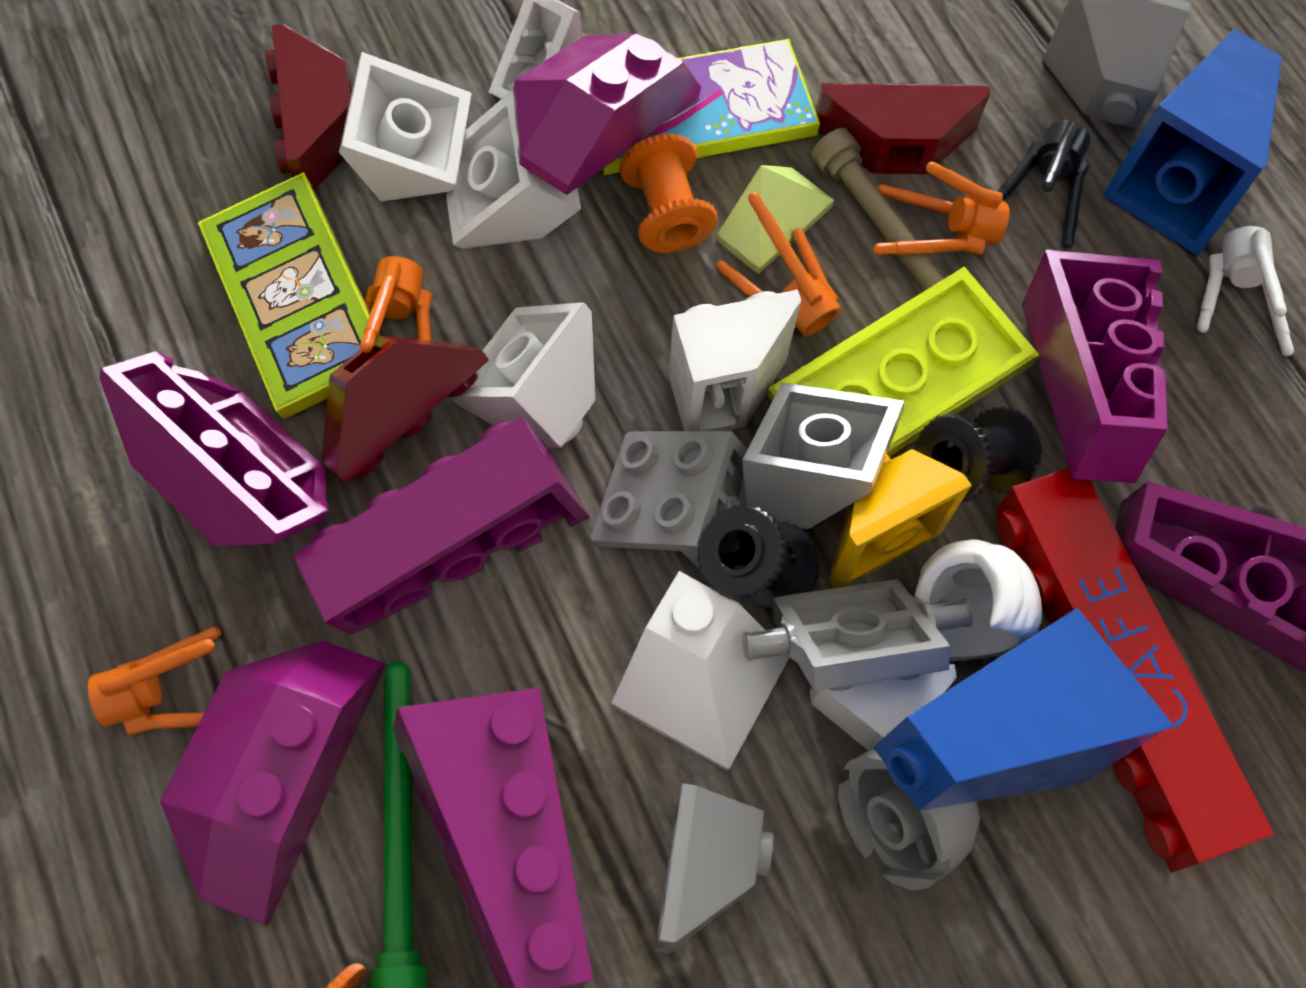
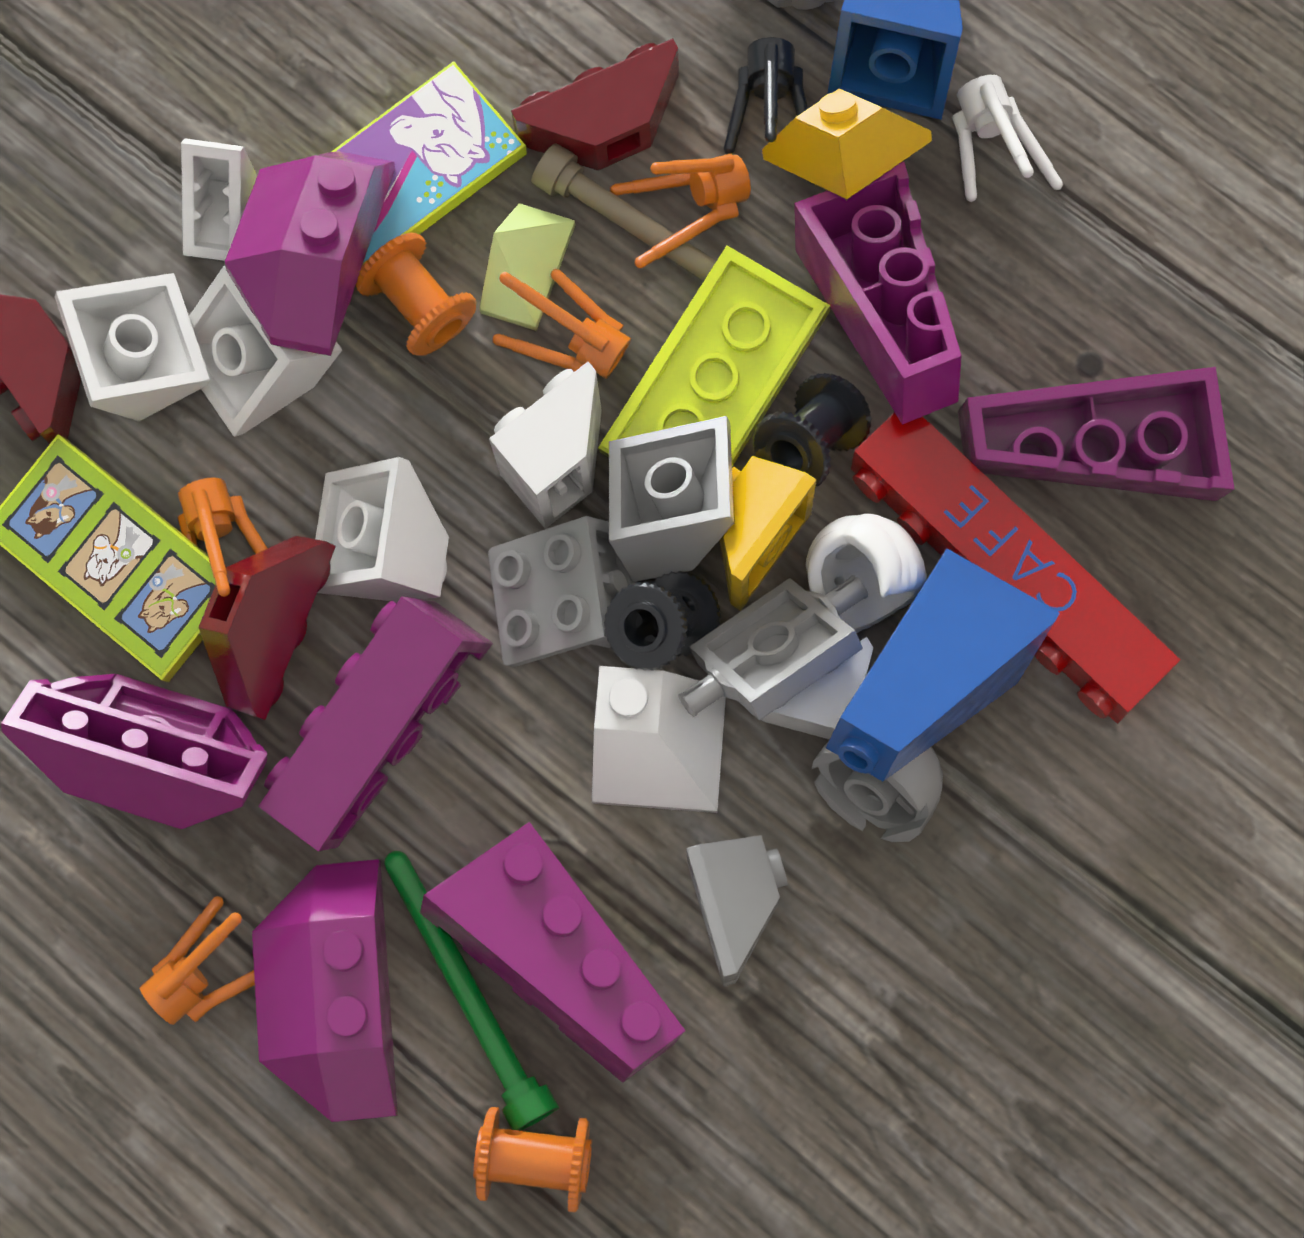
camera: 15 degrees left, 10 degrees up
(1114, 216) = (845, 143): none -> yellow slope

